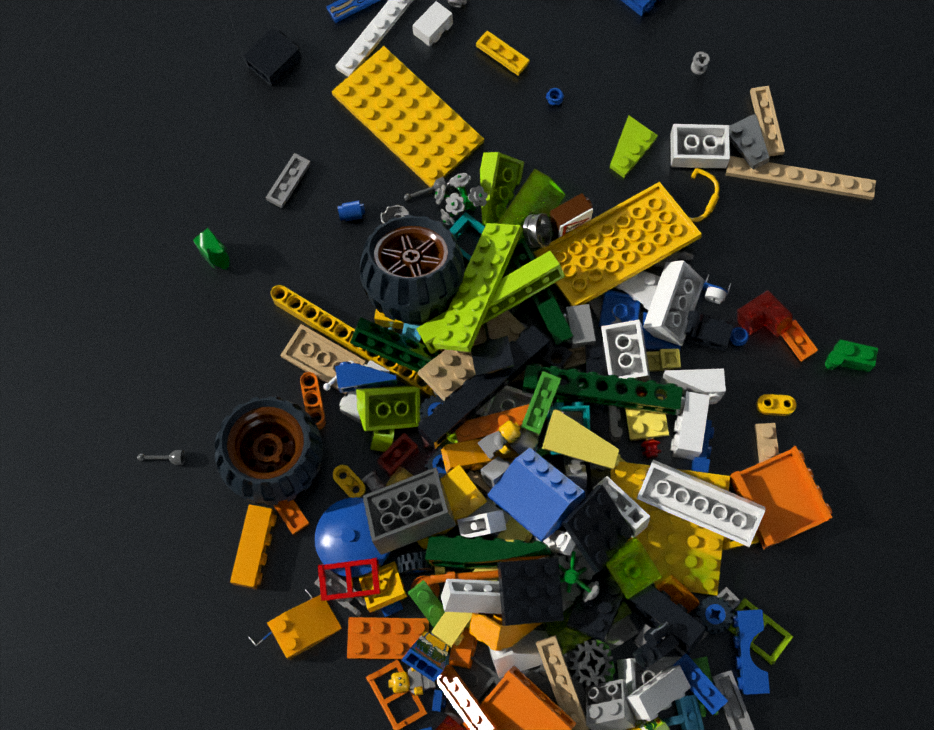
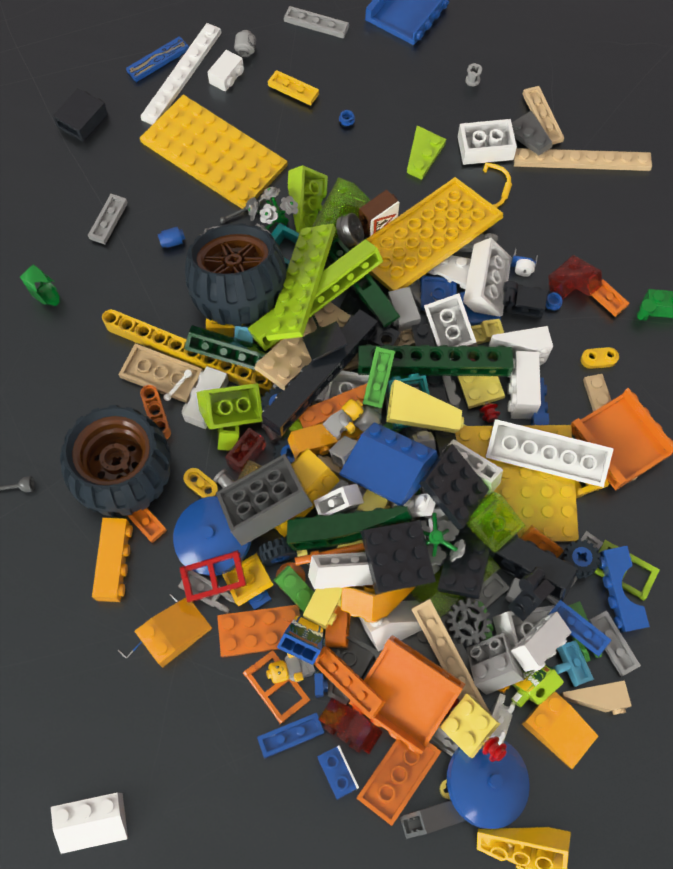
camera: 10 degrees left, 5 degrees down
(356, 376) = (194, 380): blue slope -> none

